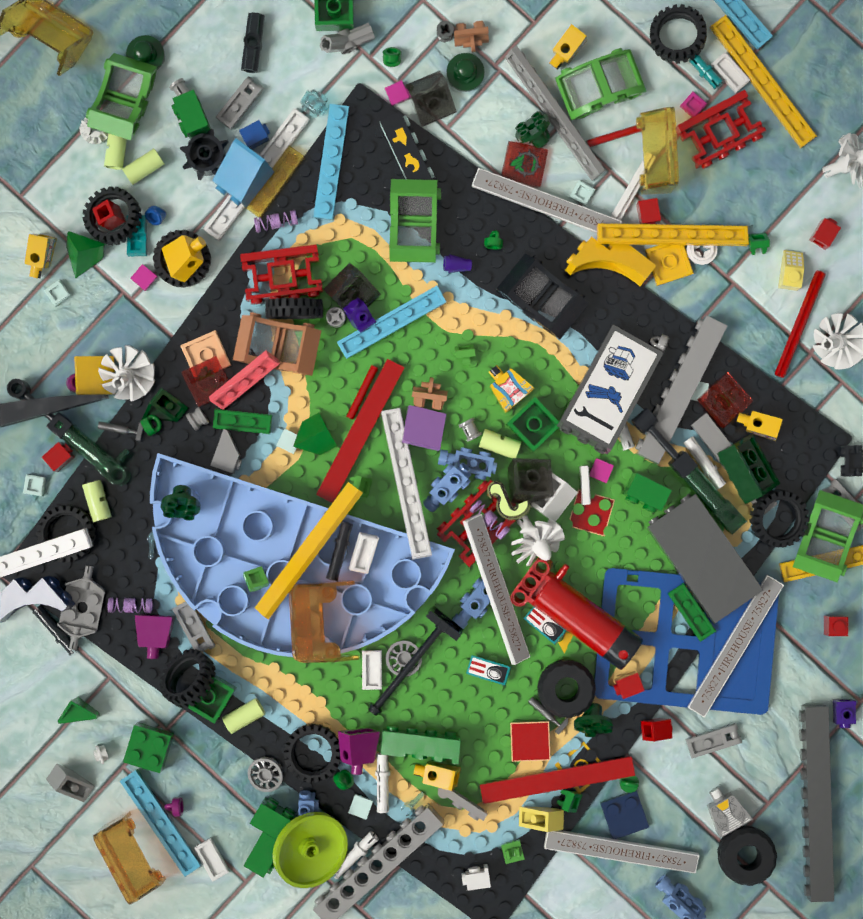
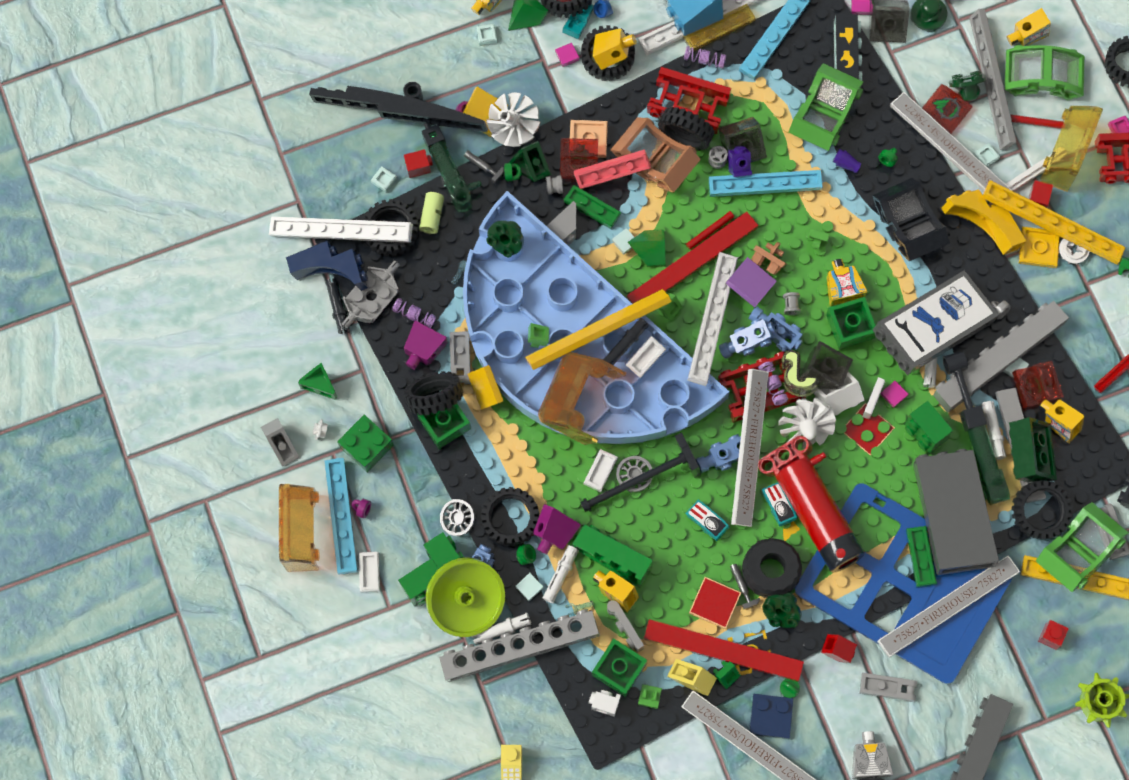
camera: 30 degrees right, 15 degrees down
(231, 649) = (485, 387): none -> yellow tile
(243, 715) = (465, 454): yellowish green pin -> none
(475, 843) = (619, 667): none -> green brick
(501, 445) = (809, 325): yellowish green pin -> none
(628, 685) = (831, 592): red brick -> none
(839, 708) = (1020, 726): dark purple brick -> none

